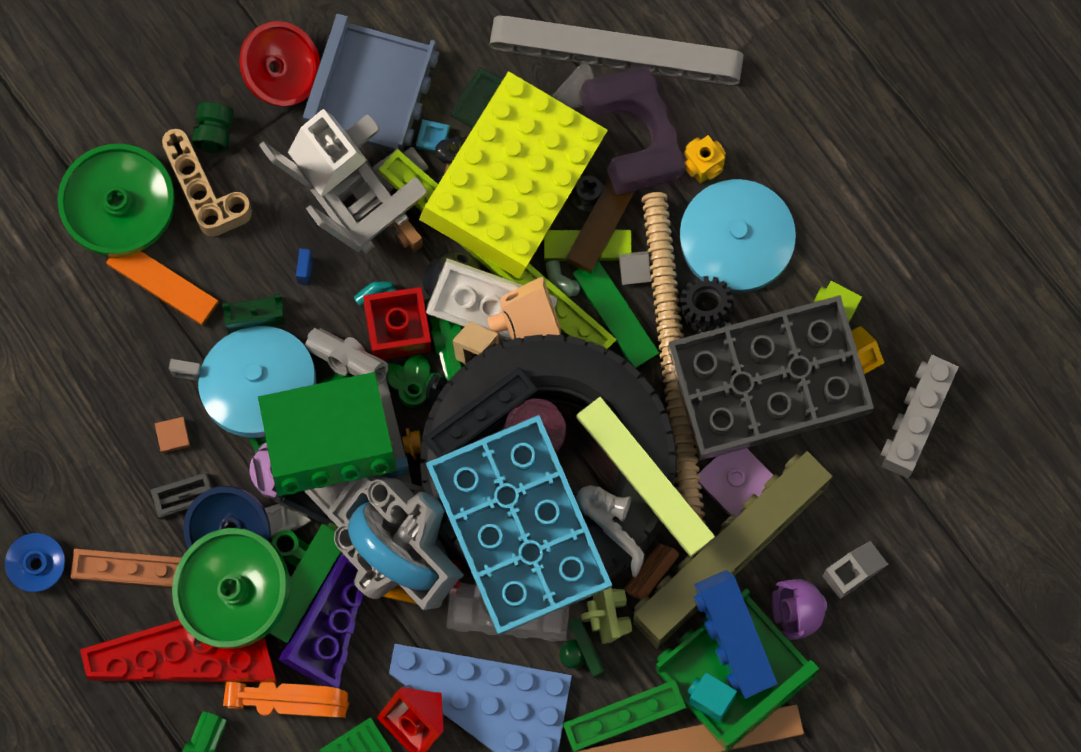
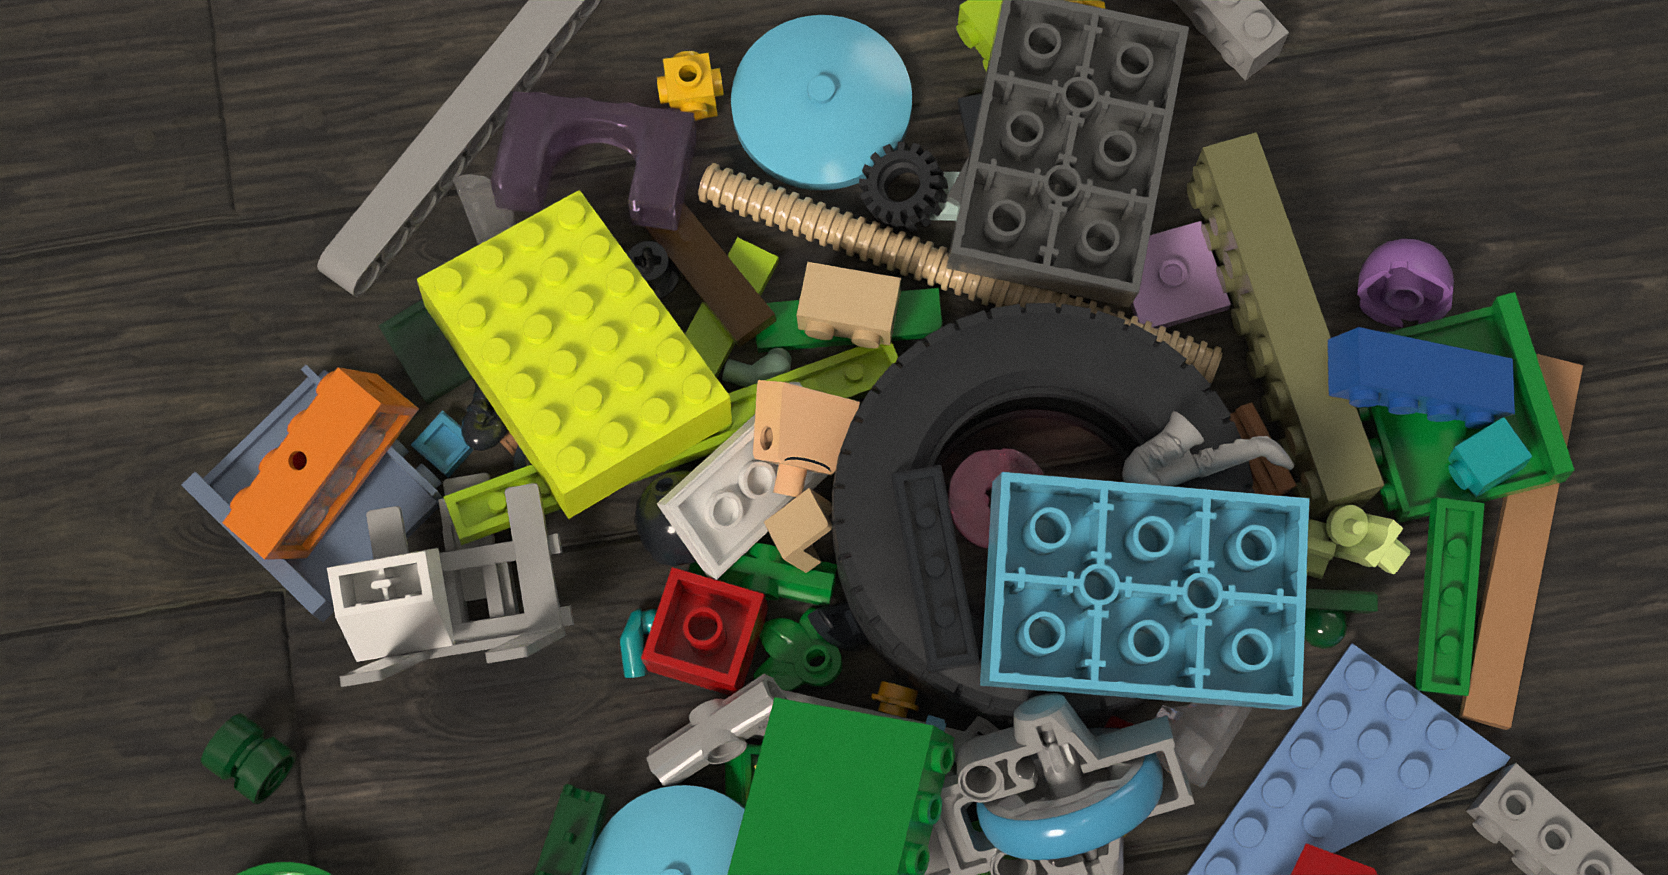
camera: 60 degrees left, 0 degrees up
(198, 182) = (321, 821): tan beam -> none
(294, 62) = (210, 586): red dish -> none
(304, 266) = (541, 727): blue tile -> none
(381, 76) = (319, 464): none -> orange brick
(408, 236) = (578, 551): medium nougat plate -> none
(618, 307) = (848, 305): none -> tan brick
(631, 649) = (1366, 538): none -> yellowish green hips
(634, 268) = (791, 256): light grey tile -> none
(645, 476) = (1148, 377): yellowish green tile -> none
(854, 569) = (1385, 183): light grey slope -> none

